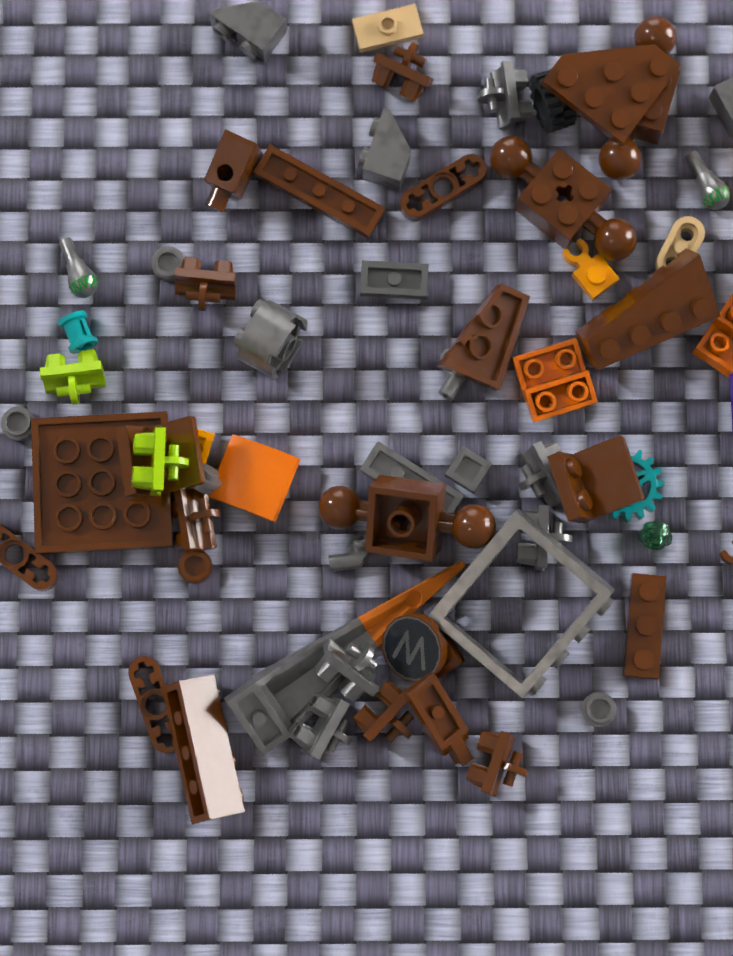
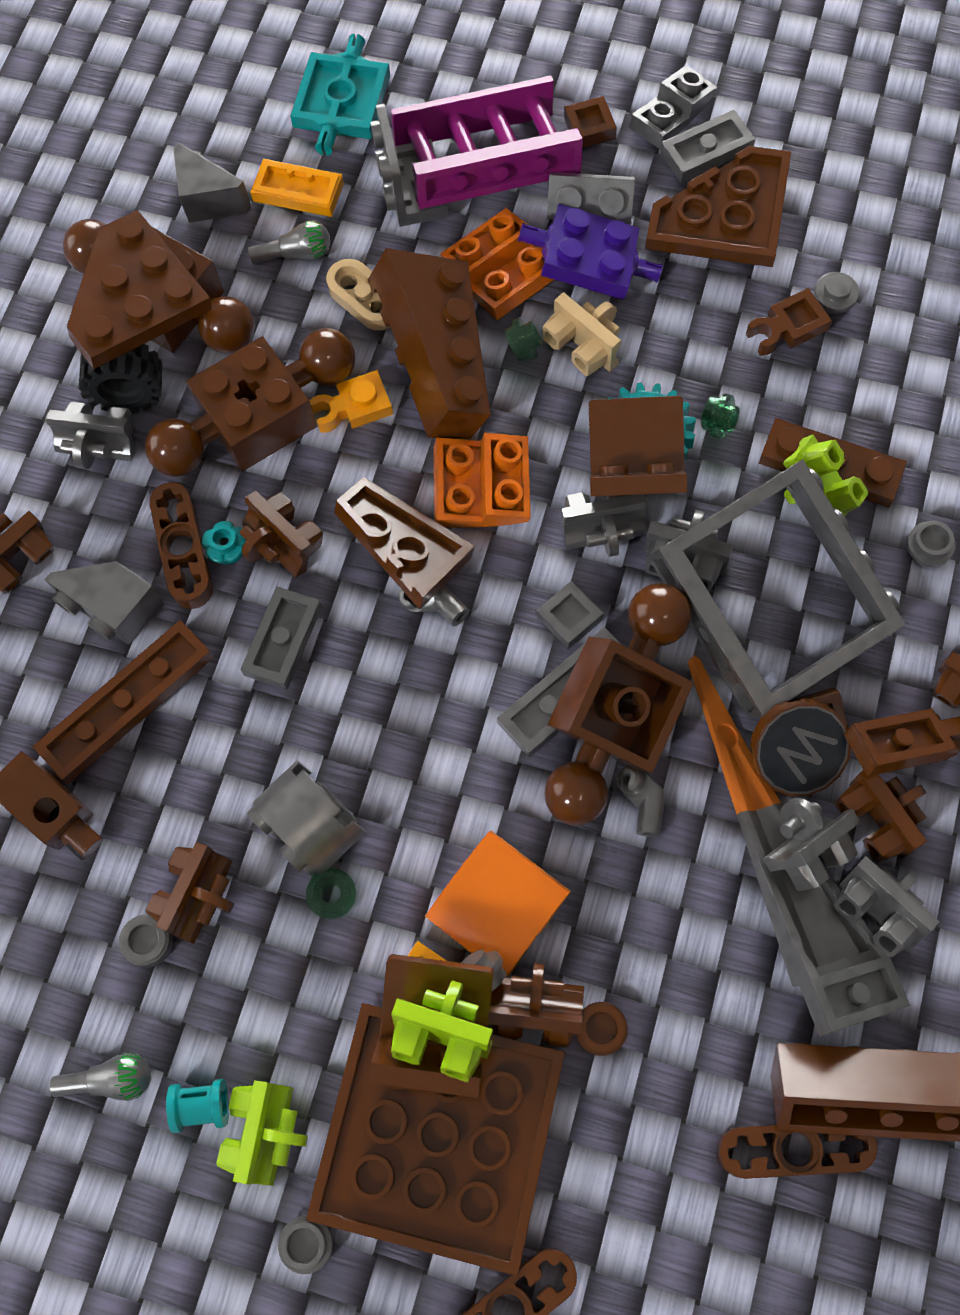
camera: 65 degrees left, 10 degrees down
(226, 361) = (317, 887): none -> clear green plate
(453, 225) = (228, 553): none -> teal plate
(476, 240) = (273, 537): none -> reddish brown hips
(618, 619) = (825, 460): none -> lime hips
(676, 376) = (523, 339): none -> clear green plate
(683, 431) = (587, 327): none -> tan hips

